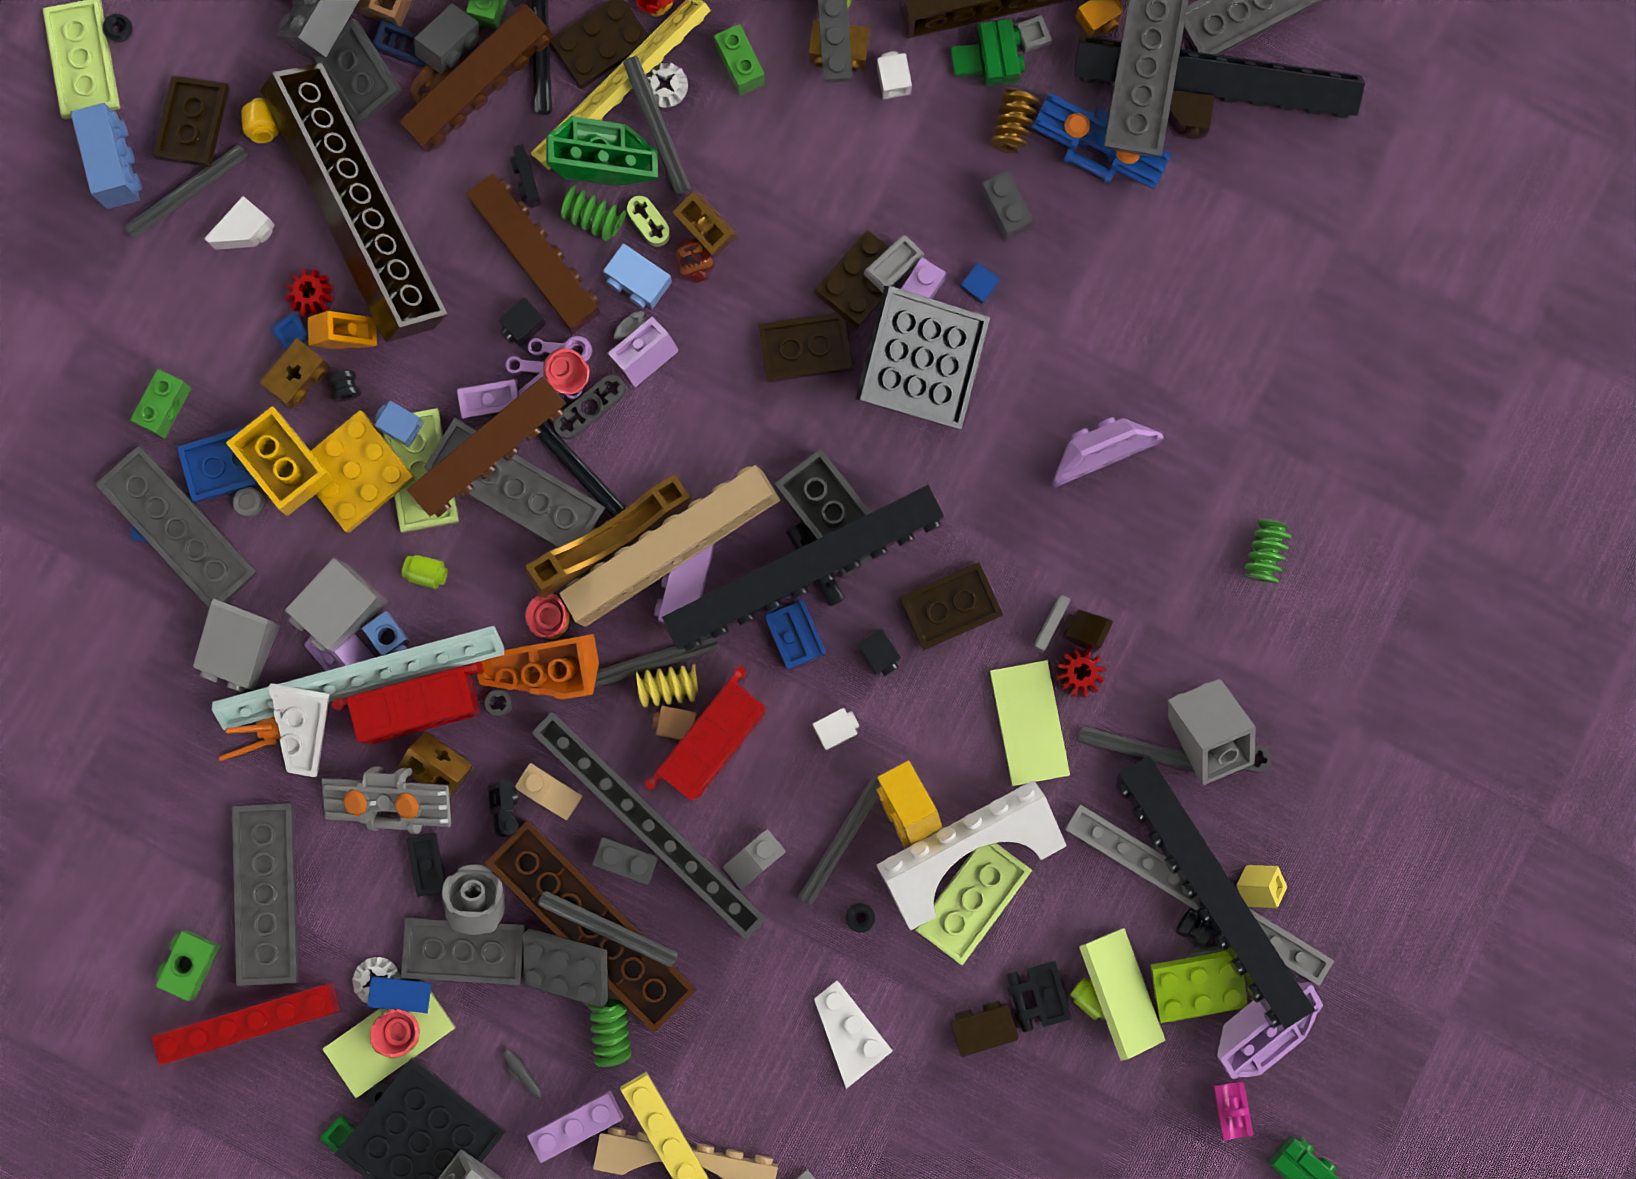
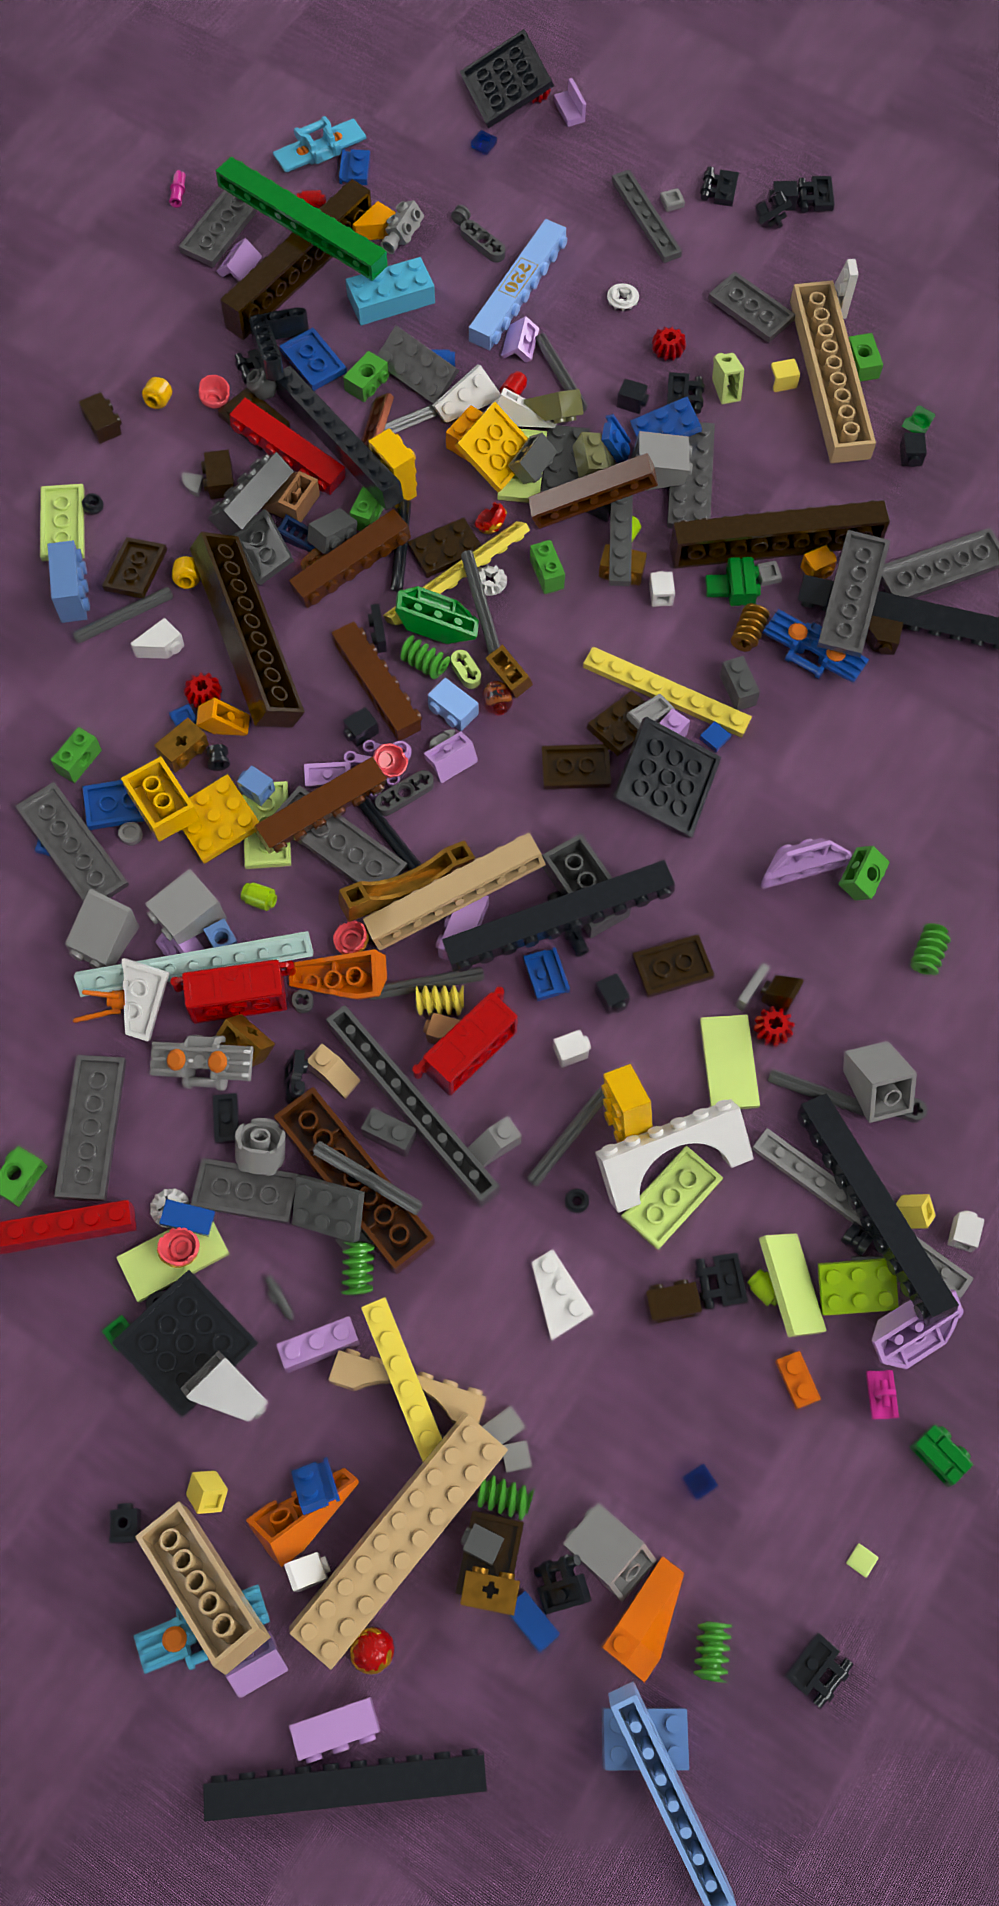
camera: 10 degrees right, 15 degrees down
(913, 223) = (676, 694): none -> light yellow plate
(1135, 1101) = (798, 1380): none -> orange plate
(1180, 457) = (864, 873): none -> bright green brick
(1323, 903) = (966, 1231): none -> white brick

